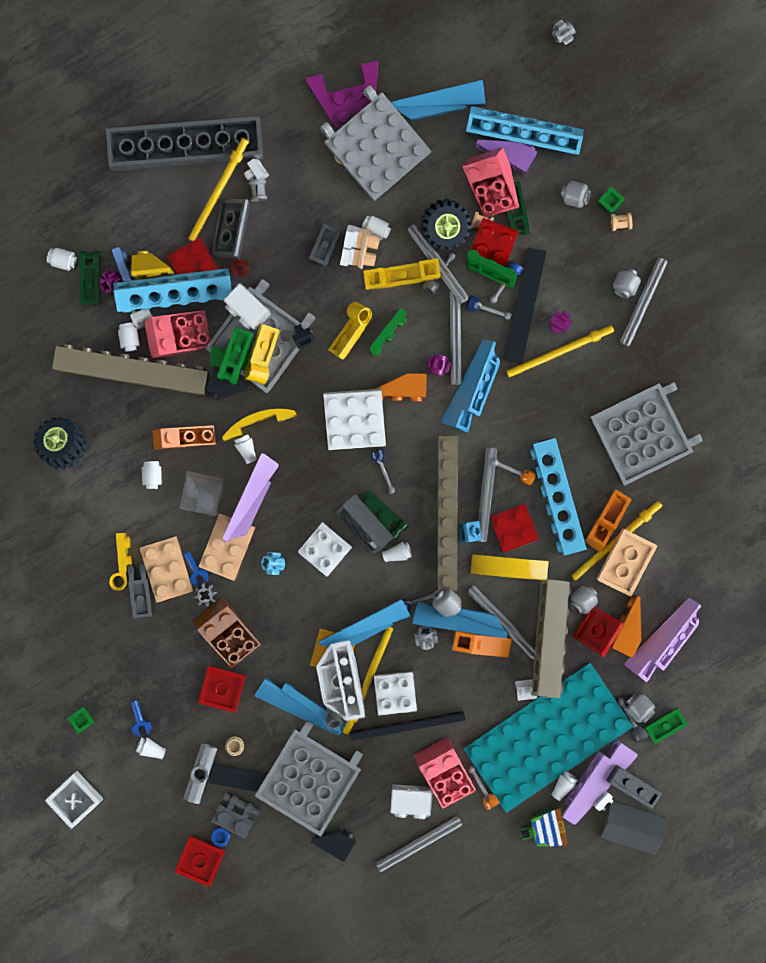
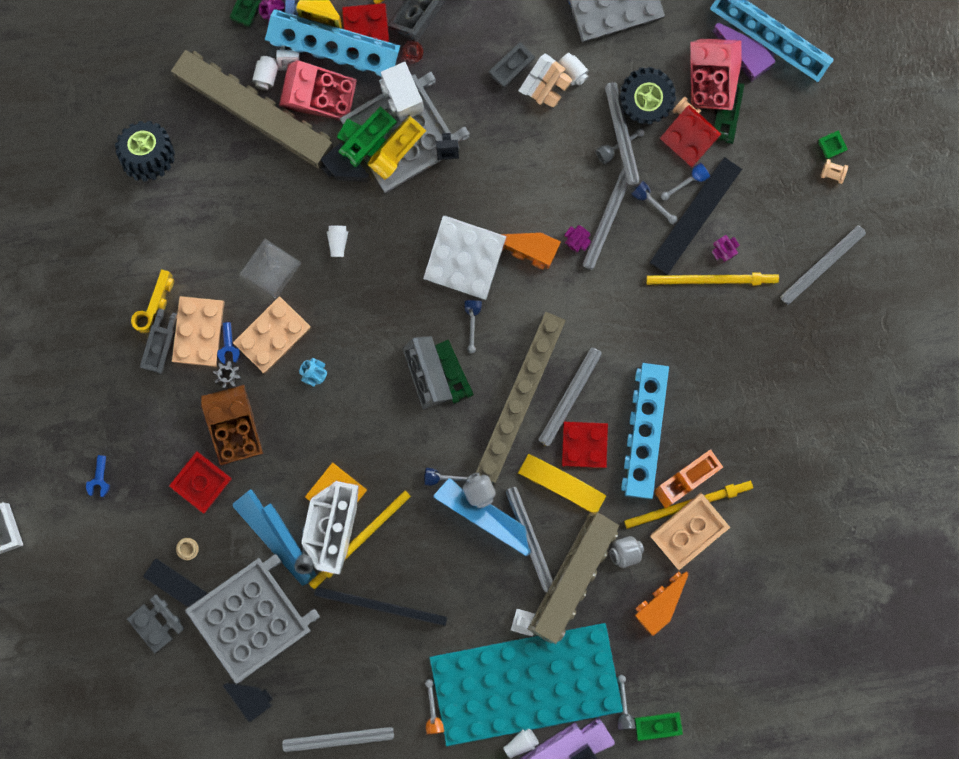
camera: 20 degrees right, 5 degrees down
(81, 720) = (37, 451): green plate -> none
(150, 749) = (96, 512): white cone -> none
(151, 475) = (226, 225): white brick -> none
(183, 437) = (276, 200): orange slope -> none
(199, 861) = (96, 656): red plate -> none
(203, 761) = (127, 572): light grey piece -> none
(220, 837) = (129, 640): blue tile -> none
(235, 431) = (334, 216): yellow slope -> none
(251, 498) = (319, 294): lavender wedge -> none
(324, 549) = (374, 380): white brick -> none
(359, 318) = (501, 165): yellow plate -> none
(369, 625) = (387, 480): dark azure wedge -> none
(388, 333) = (538, 183): green plate -> none
(395, 692) = (383, 564): white brick -> none
(397, 553) = (451, 418): white cone -> none
(402, 275) = (579, 130): yellow slope -> none
(411, 800) = (349, 686): white brick -> none
(426, 637) = (441, 520): light grey gear -> none
(444, 772) = (398, 674): coral slope -> none
(469, 532) = (535, 427): dark azure bracket -> none
(473, 388) = (604, 279): dark azure wedge -> none
(481, 644) = (497, 552): orange slope -> none
(491, 269) = (675, 162): green plate -> none
(526, 476) = (621, 394): hinge -> none
(576, 194) = (798, 123): light grey head -> none
(598, 631) = (628, 591): red plate -> none
(626, 283) = (812, 237): light grey head -> none
(640, 708) = (639, 695): light grey head -> none
(643, 433) = (764, 402): light grey plate -> none
(665, 641) = (695, 635): lavender wedge -> none

